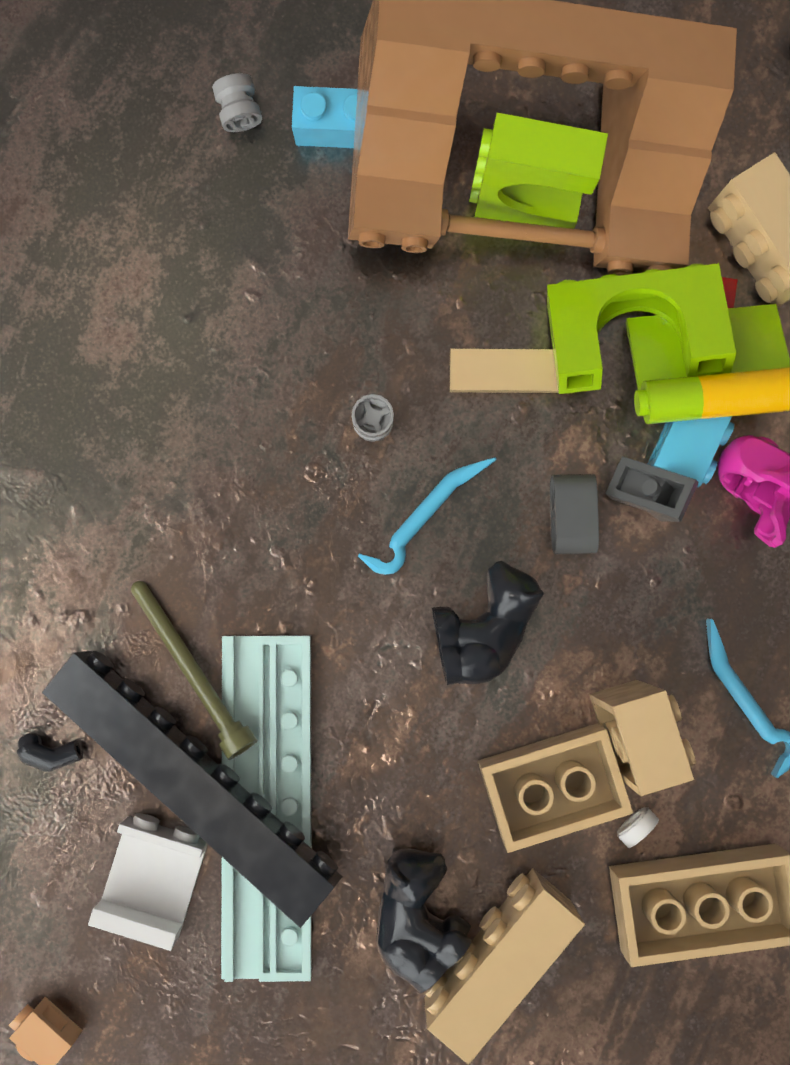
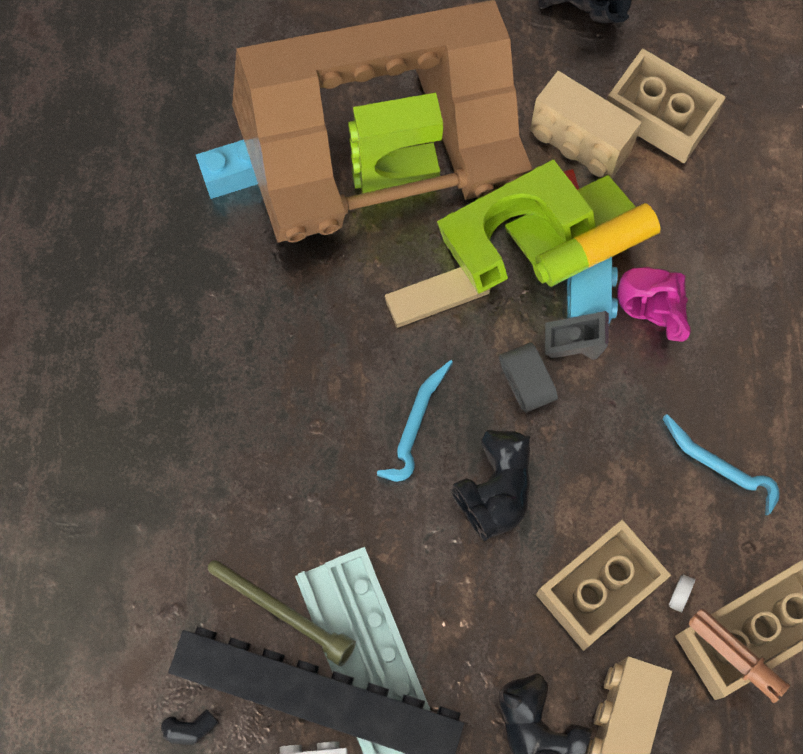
camera: 15 degrees left, 15 degrees down
(238, 107) = (154, 181): light grey wheel -> none
(370, 411) = (343, 359): light grey wheel -> none
(645, 736) = (651, 507): tan brick -> none
(673, 950) = (739, 655): none -> nougat axle

